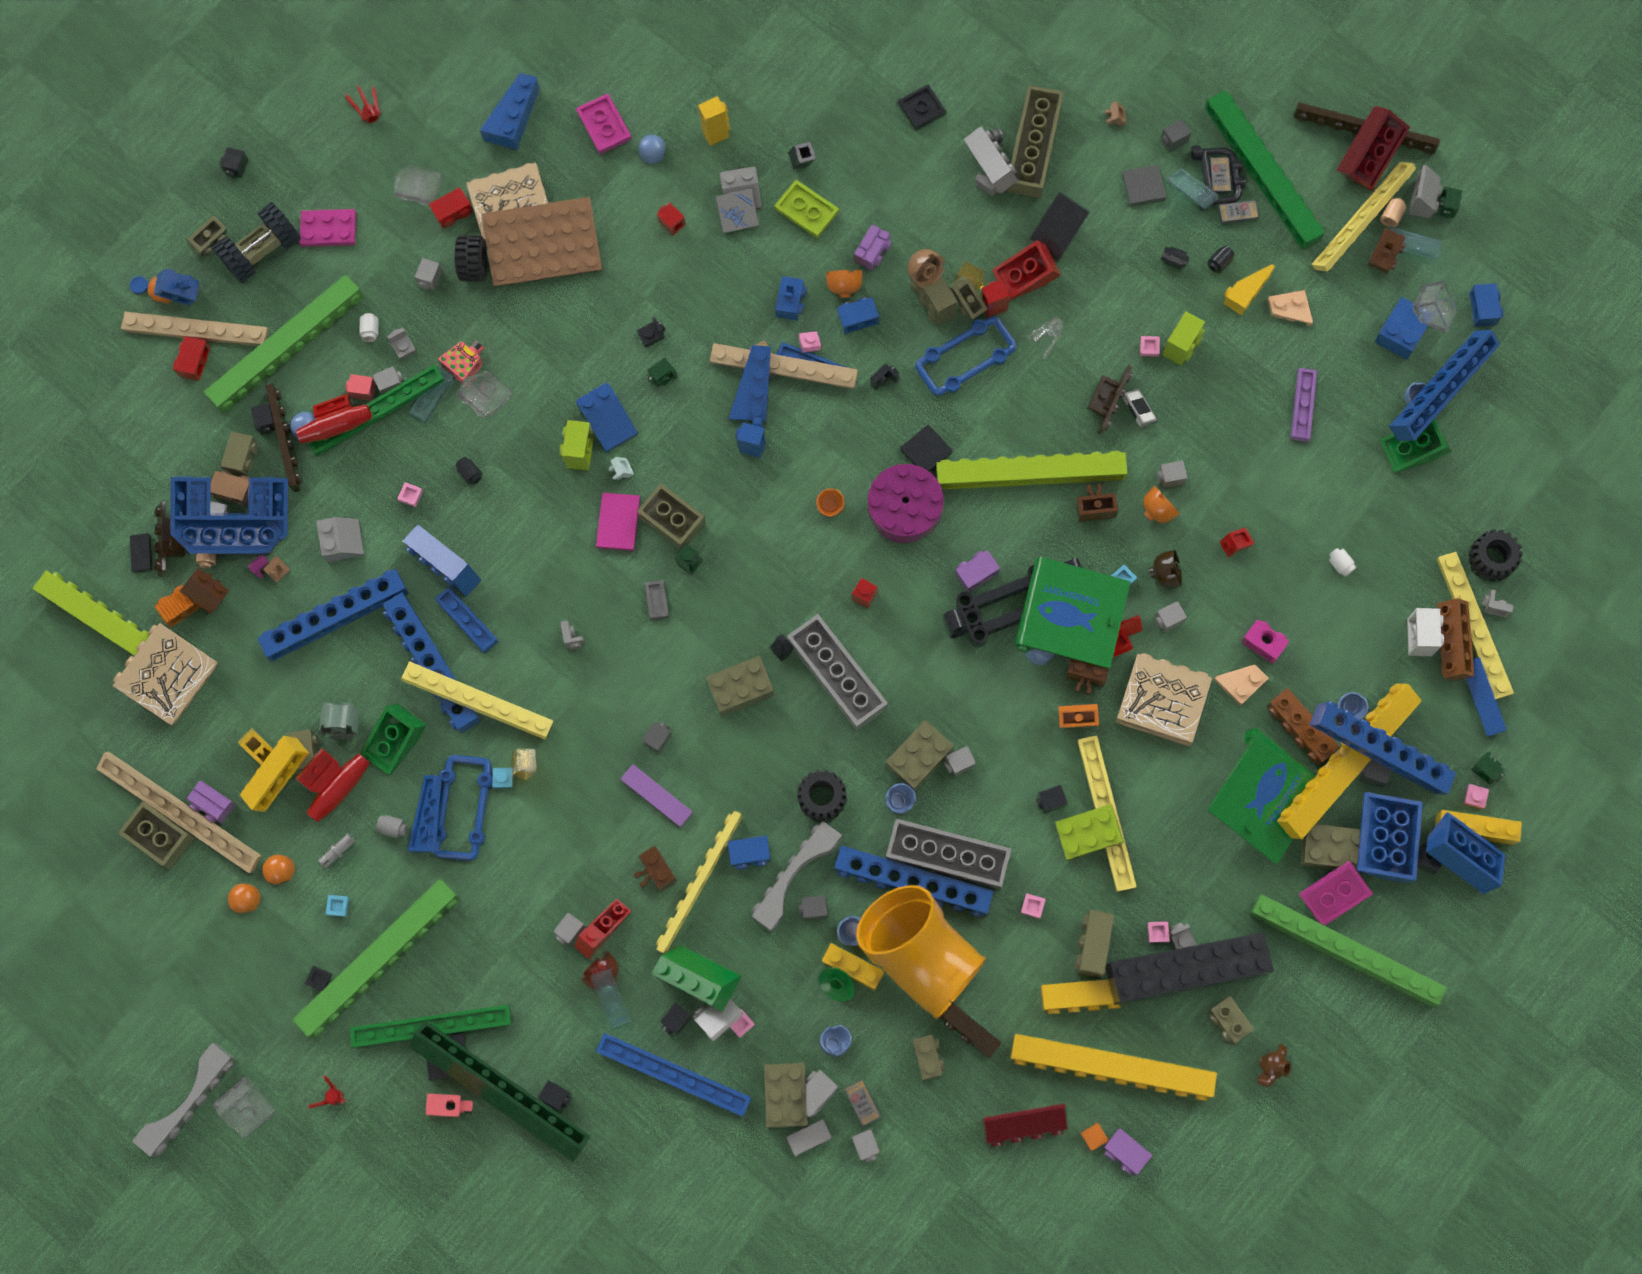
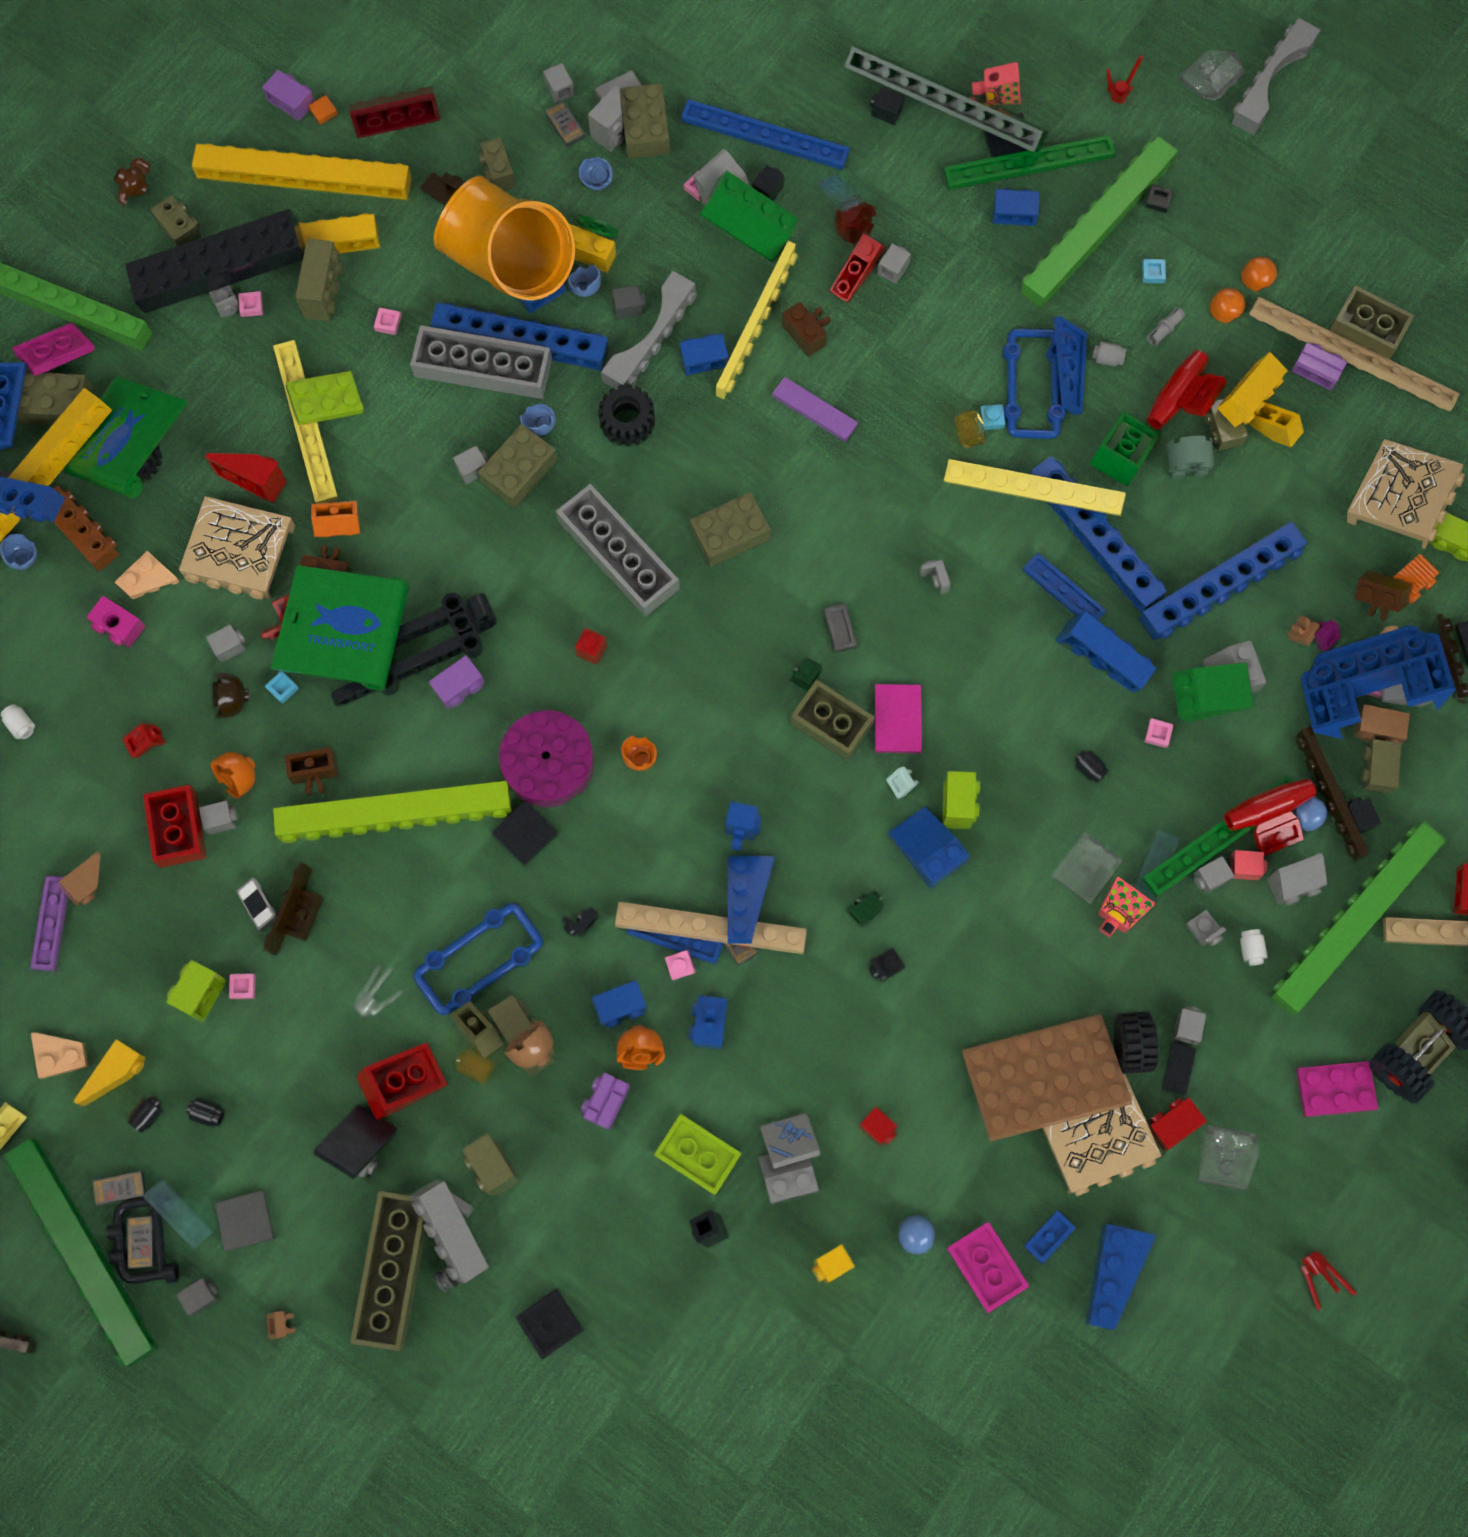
camera: 170 degrees right, 0 degrees up
(324, 372) = (1298, 879): none -> light grey slope
(361, 517) = (1212, 691): none -> green slope
(442, 247) = (1178, 1069): none -> black tile
(450, 978) = (1015, 207): none -> blue brick
(556, 140) = (1049, 1237): none -> blue plate
(657, 737) = (821, 468): dark grey brick -> none
(781, 647) = (686, 577): black plate -> none
(958, 198) = (491, 1165): none -> olive brick
(996, 298) = (440, 1032): red brick -> none
(1051, 799) = (367, 431): black brick -> none
(1151, 759) = (250, 472): none -> red slope
(1207, 466) = (174, 826): none -> red brick
(1279, 430) = (82, 881): none -> medium nougat slope

